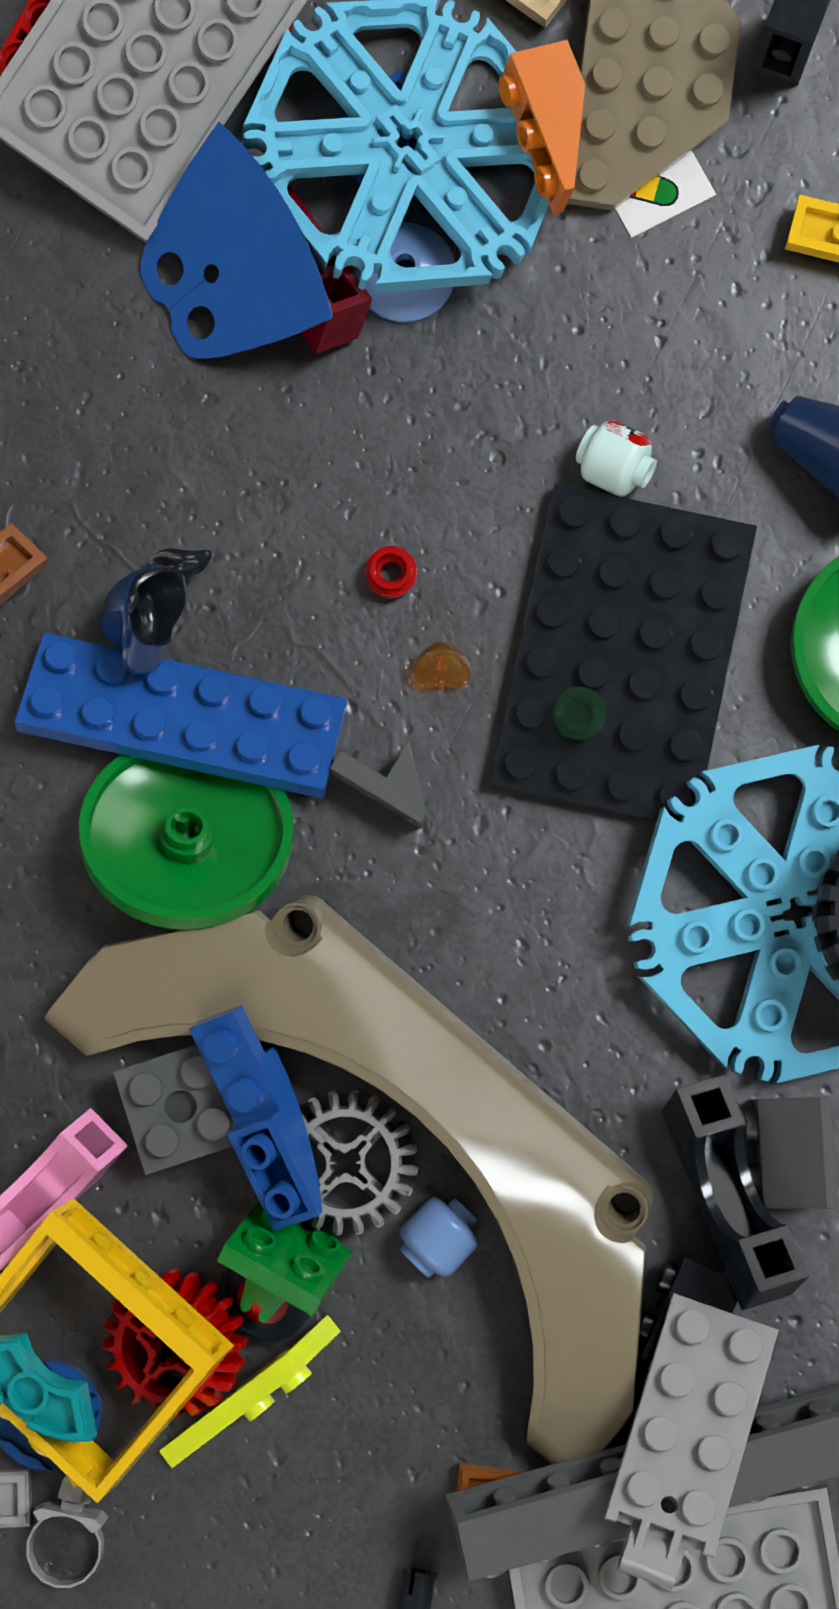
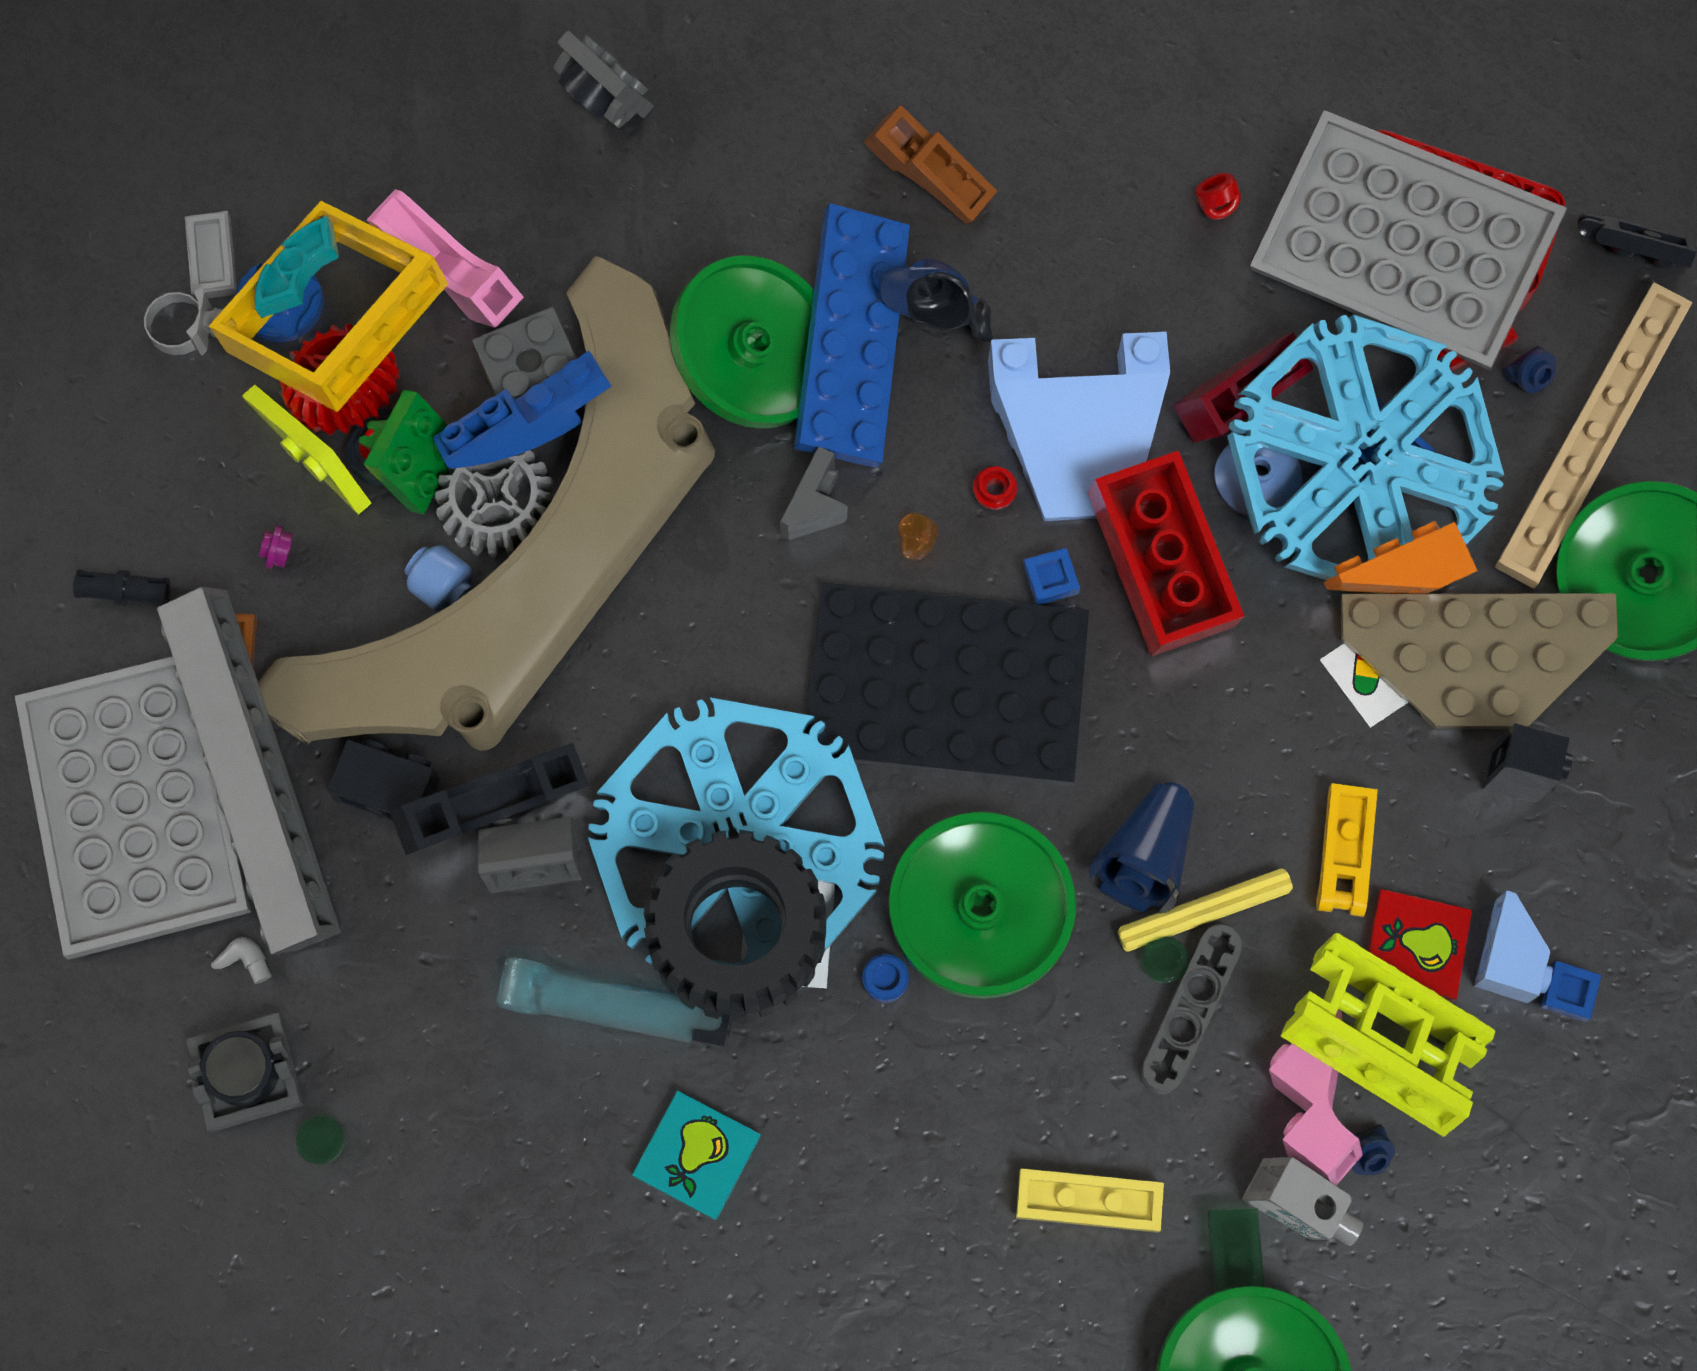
camera: 80 degrees right, 10 degrees down
(47, 264) = (1217, 192): none -> red tile
(238, 221) = (1269, 320): blue piece -> none
(346, 460) = (1080, 425): none -> light blue wedge
(379, 1433) = (276, 547): none -> magenta plate
(506, 384) = (1165, 553): none -> red brick
(509, 520) = (1051, 576): none -> blue plate
(579, 713) = (888, 642): clear green plate -> none
(616, 458) = (1117, 656): light aqua head -> none
(688, 1436) = (281, 769): light grey hinge -> none

